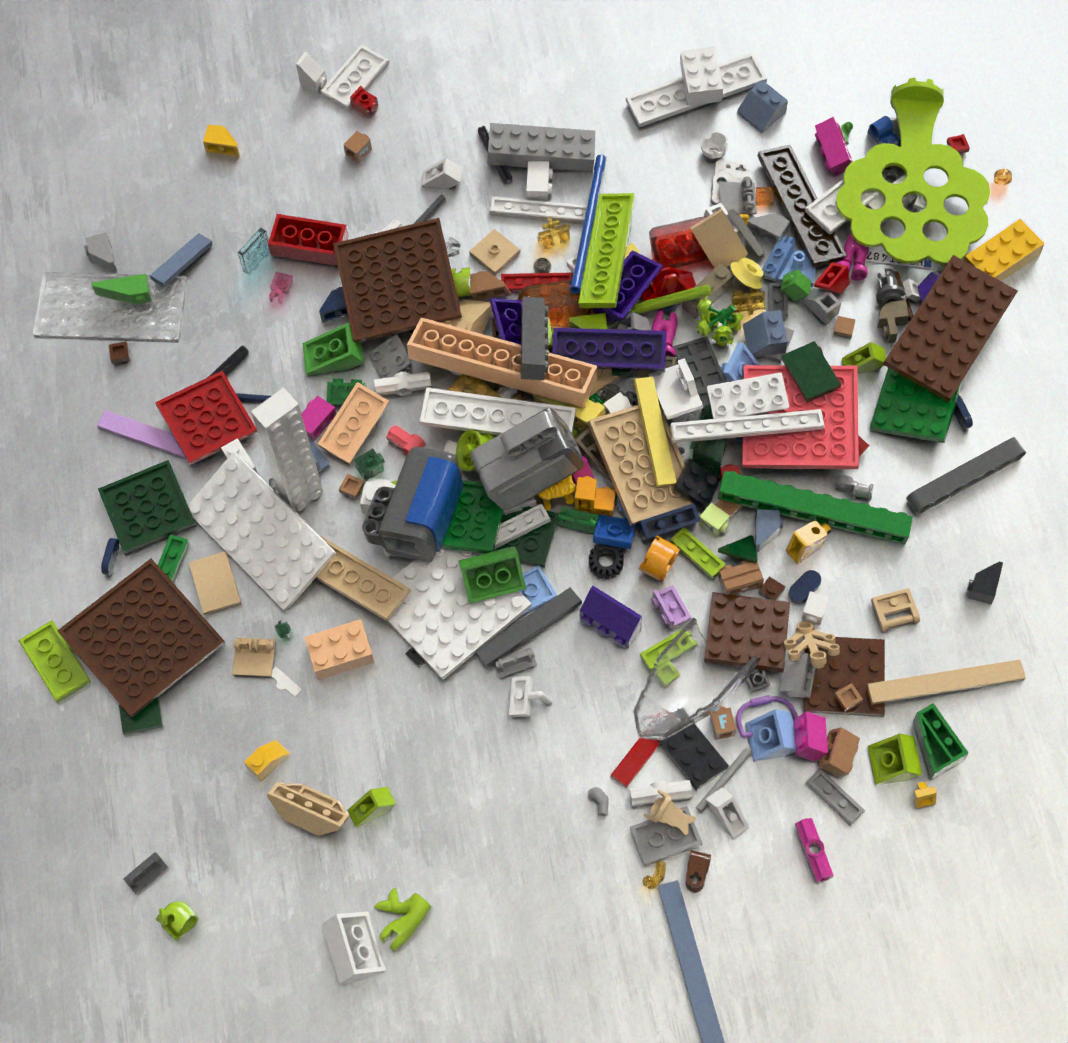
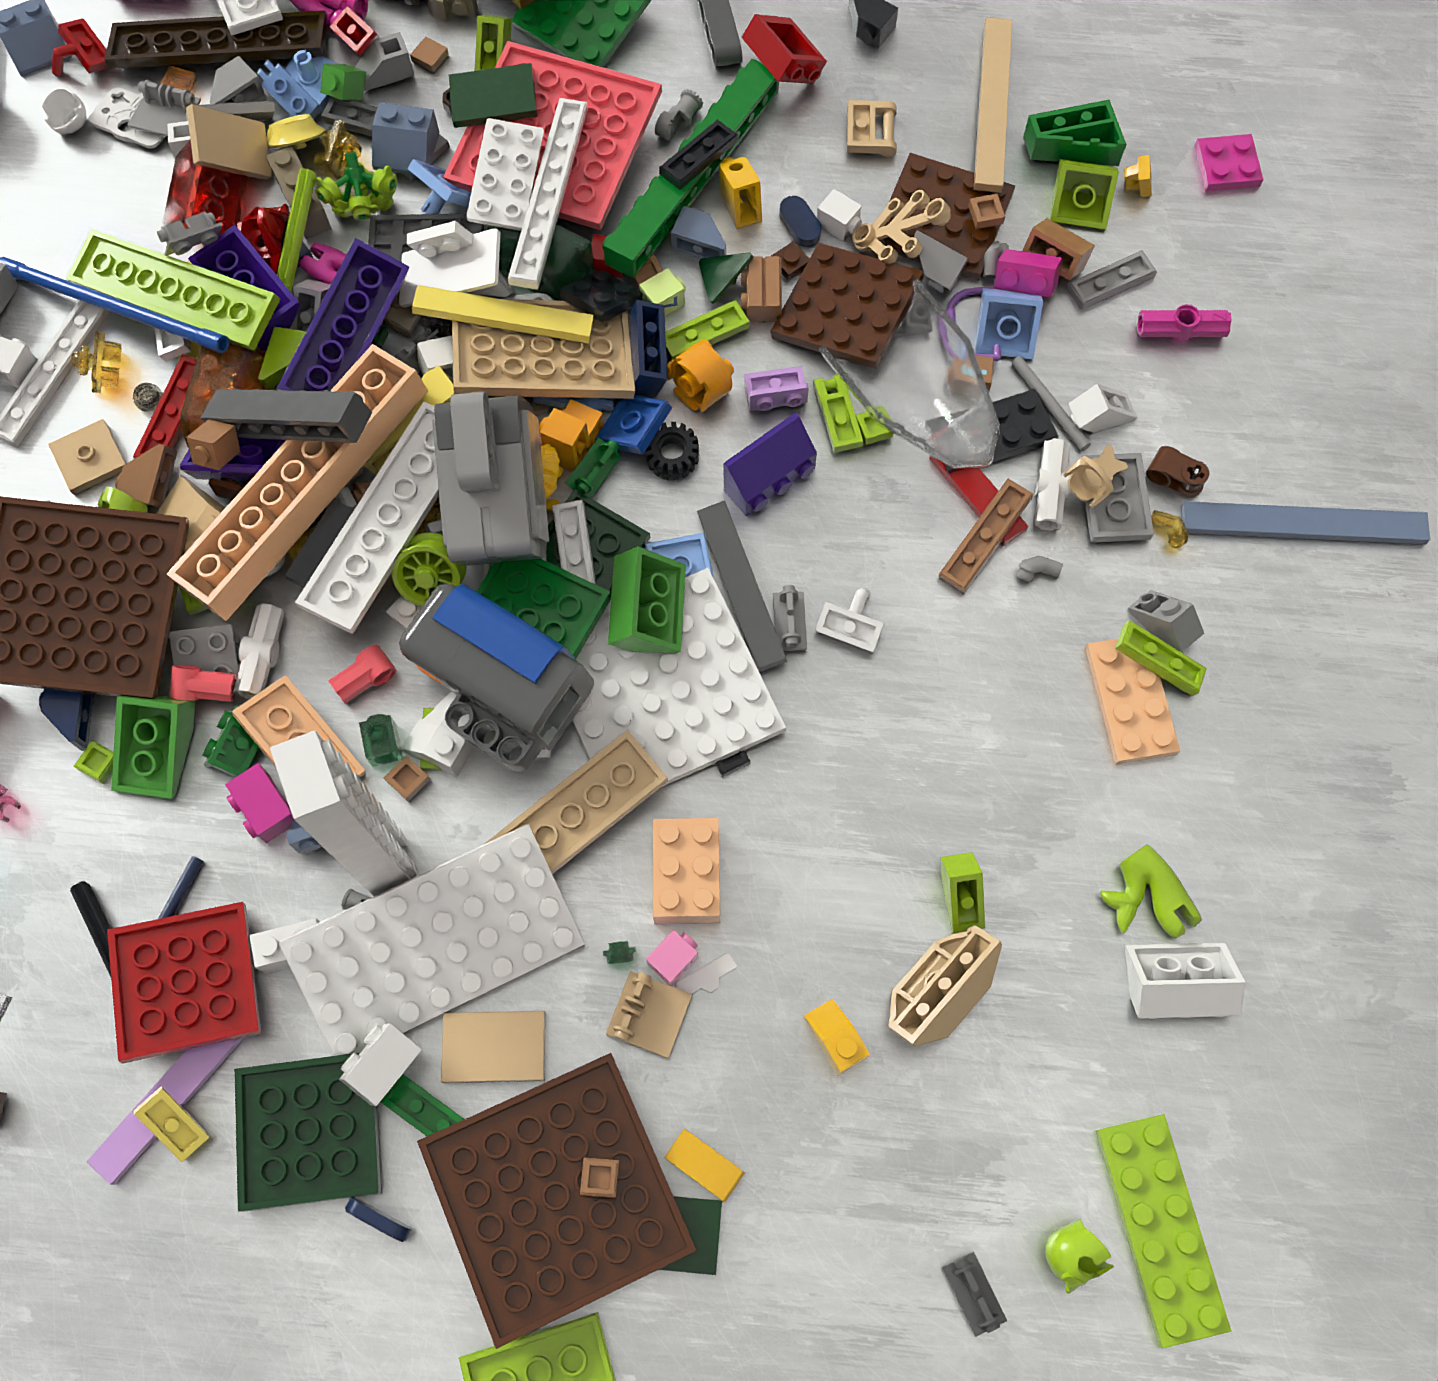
camera: 75 degrees left, 5 degrees up
(132, 440) = (171, 1124): none -> light yellow plate
(154, 654) = (599, 1177): none -> medium nougat tile
(178, 710) = (704, 1165): none -> yellow slope
(186, 526) = (379, 1063): none -> white brick
(205, 969) = (1163, 1232): none -> lime plate
(287, 658) = (673, 957): none -> bright pink brick
(315, 329) = (96, 762): none -> lime tile
(371, 358) = (192, 683): none -> coral piece
(470, 386) = (318, 543): none -> black tile
(507, 309) = (213, 444): none -> medium nougat brick
(528, 879) = (1131, 705): none -> light nougat plate
(557, 887) = (1161, 658): none -> lime tile
(587, 886) = (1168, 619): none -> light grey slope
(610, 761) = (986, 535): none -> medium nougat tile
(636, 240) = (181, 240): none -> light grey hinge
(766, 136) = (82, 43): none -> red plate
(816, 505) = (698, 154): none -> black tile
(828, 714) = (991, 258): none -> light grey arm
(941, 522) = (784, 49): none -> red window
(964, 855) = (1228, 162): none -> dark pink plate

